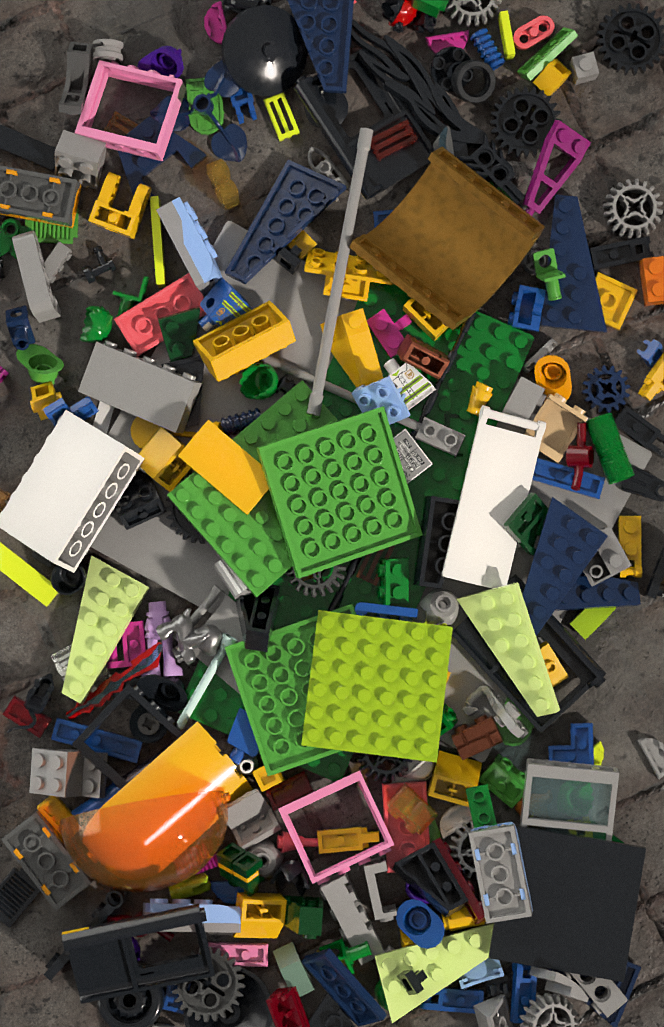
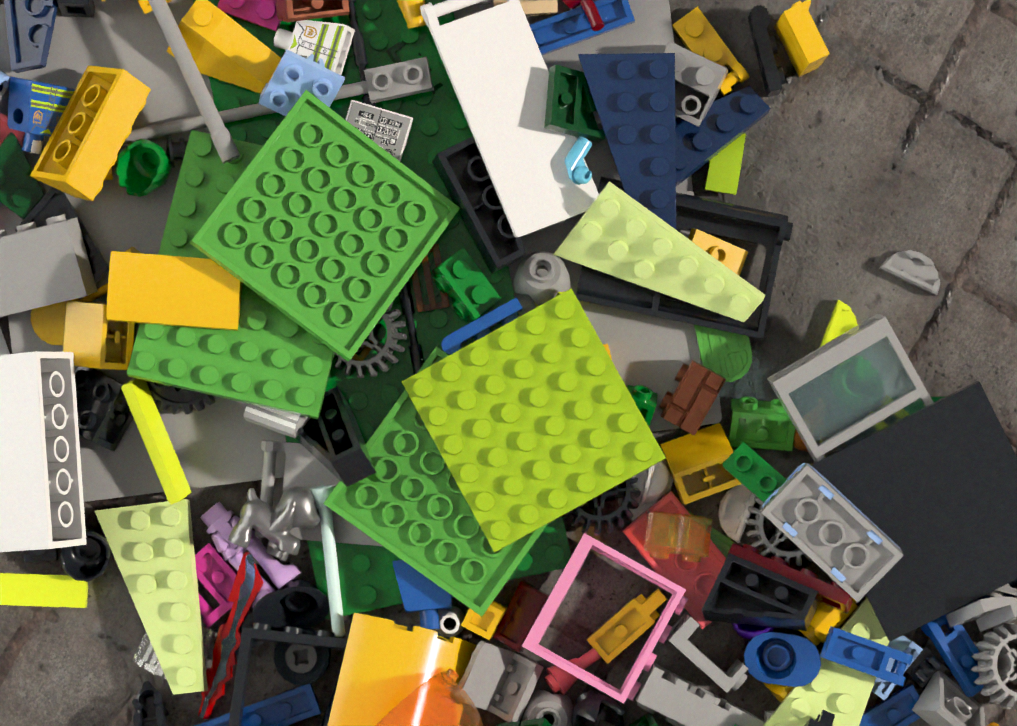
camera: 35 degrees left, 0 degrees up
(155, 542) = (156, 440): none -> neon yellow tile
(239, 422) = (152, 235): dark blue piece -> none
(468, 956) = (865, 655): none -> blue plate
(505, 558) = (575, 164): none -> medium azure arm
(506, 713) = (705, 345): light grey animal -> none
(581, 746) = (821, 324): blue tile -> none

